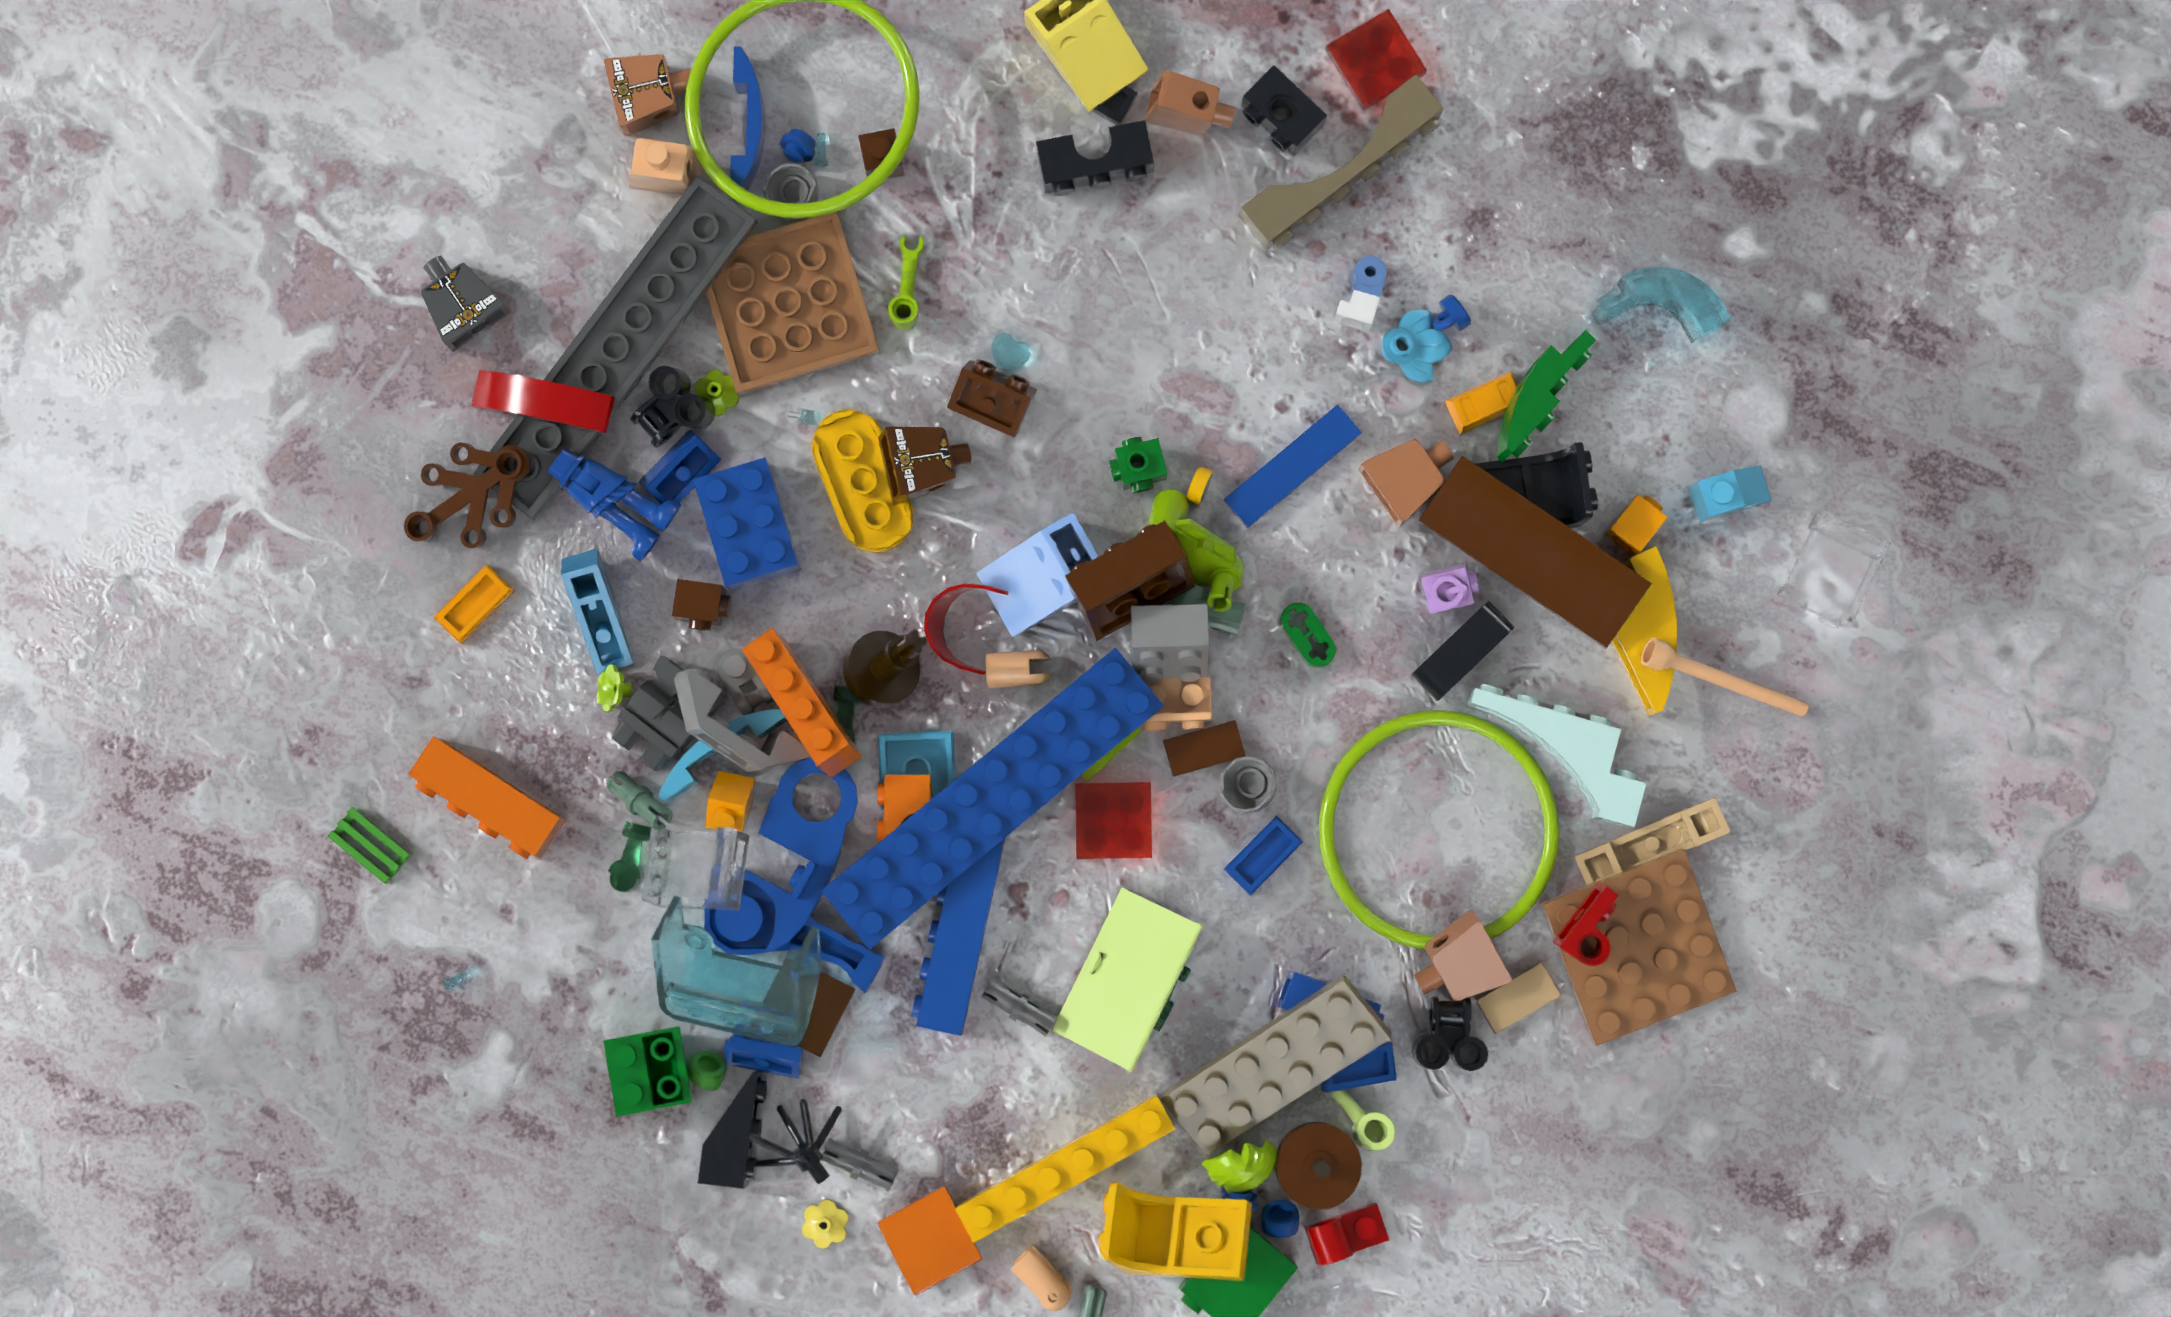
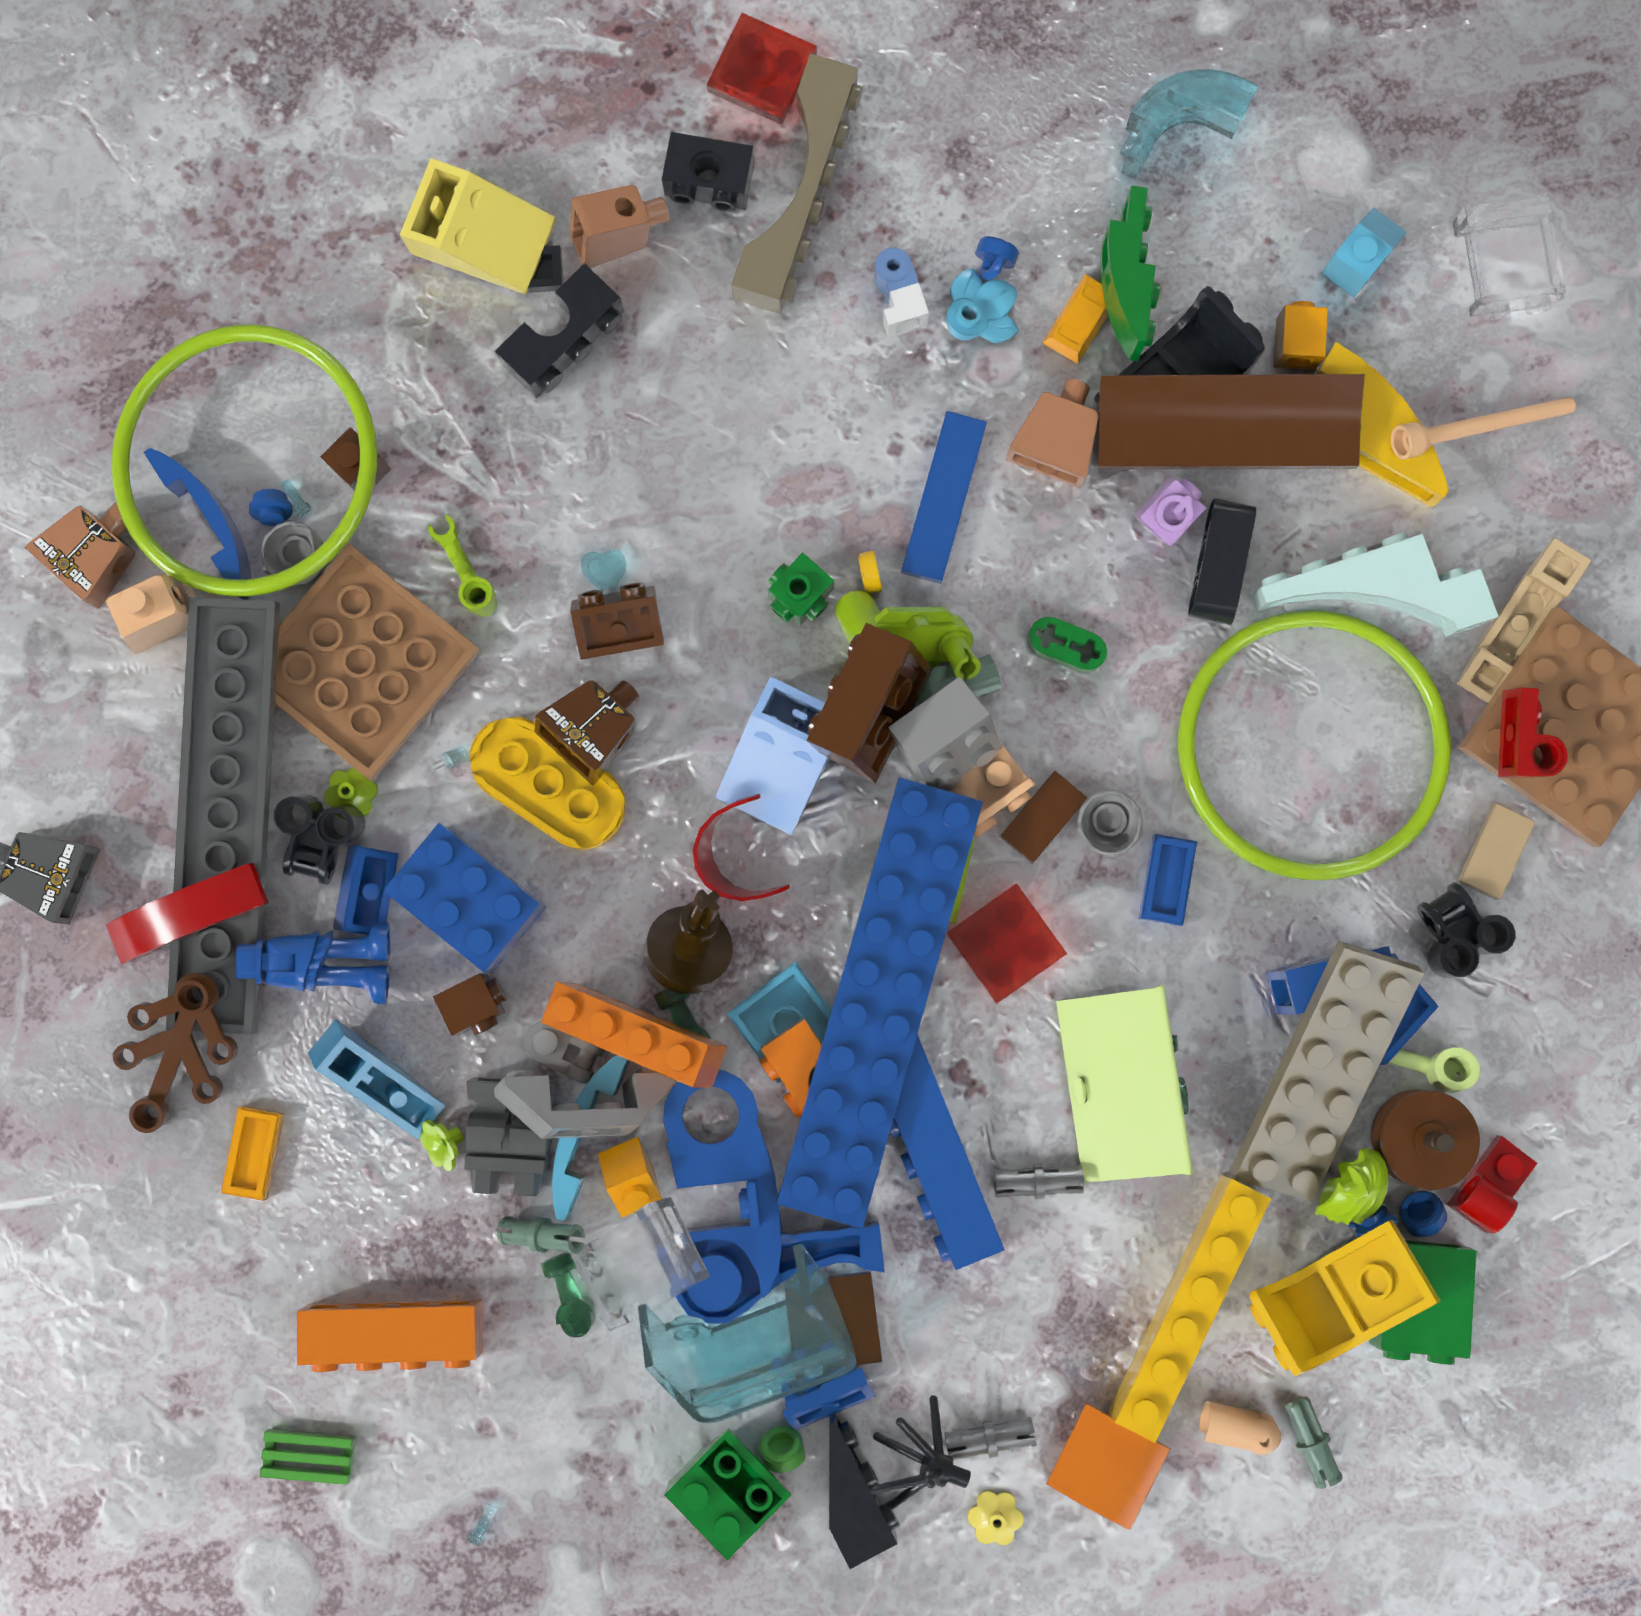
camera: 30 degrees left, 0 degrees up
(1013, 669) = (813, 863): light nougat piece -> none
(1463, 960) = (1425, 850): nougat torso -> none

